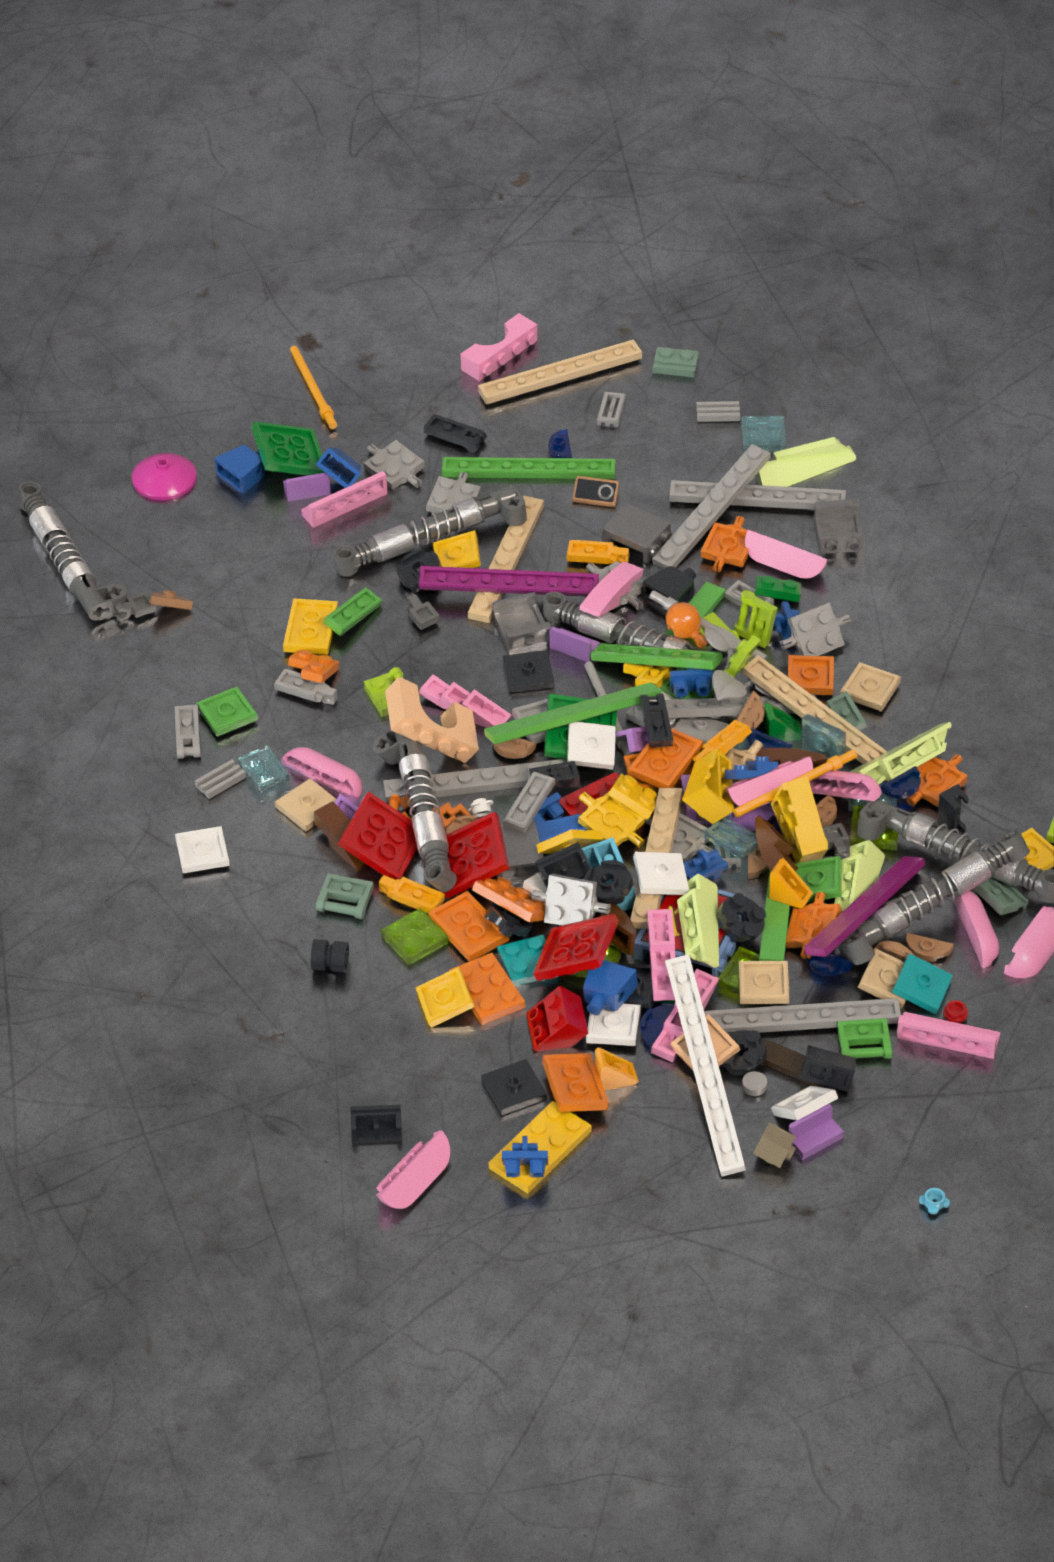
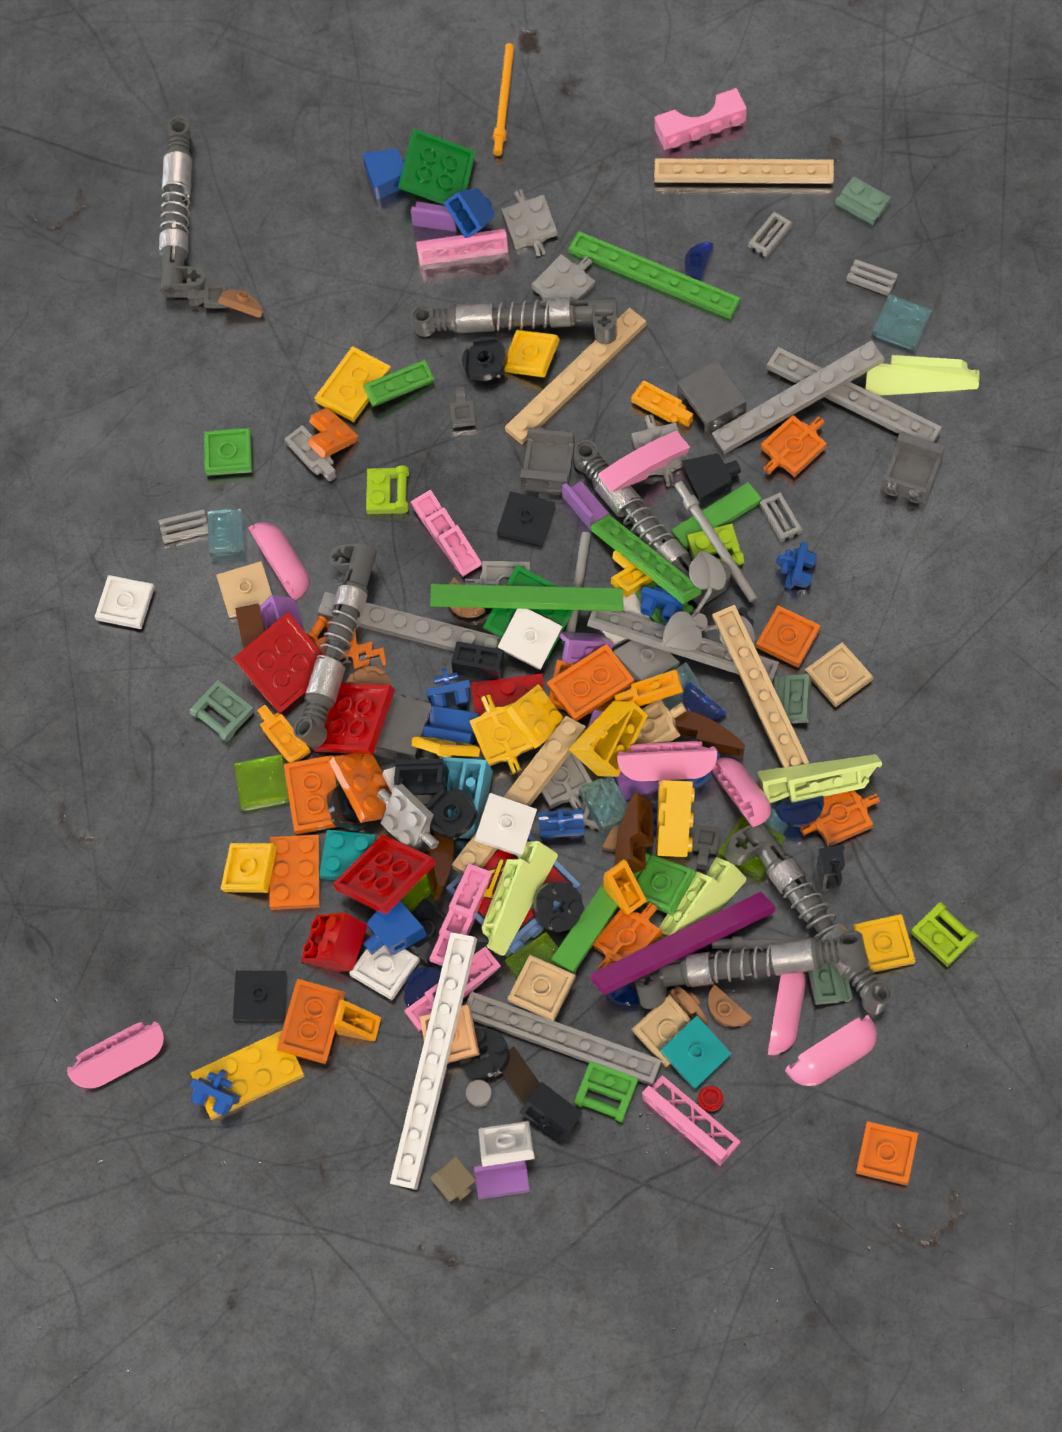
camera: 30 degrees right, 20 degrees up
(164, 476) = (315, 160): dark pink dish -> none
(187, 731) = (181, 460): light grey plate -> none
(326, 955) = (167, 774): black wheel -> none
(376, 1124) = (114, 984): black hinge -> none
(454, 738) = (363, 550): light nougat arch -> none
(455, 432) = (605, 205): black plate -> none
(480, 807) = (395, 662): white plate -> none
(506, 581) = (556, 409): magenta tile -> none
(529, 802) = (434, 682): light grey tile -> none
(596, 491) = (701, 330): slope -> none
(656, 720) = (598, 640): black plate -> none
(685, 623) = (690, 531): orange hair -> none
(742, 655) = (707, 608): lime plate -> none
(751, 769) = (660, 741): blue slope -> none
(752, 712) = (698, 666): medium nougat plate -> none
(761, 618) = (768, 556): lime plate -> none
(777, 588) = (812, 519): green plate -> none
(780, 724) = (726, 686): green slope -> none
(783, 556) = (839, 482): bright pink brick -> none
(816, 631) = (817, 590): light grey plate -> none
(822, 737) = (754, 731): clear light blue plate -> none
(827, 810) = (710, 807): medium nougat plate -> none
(833, 763) = (738, 766): light orange bar -> none
(937, 1195) = (575, 1301): medium azure plate -> none

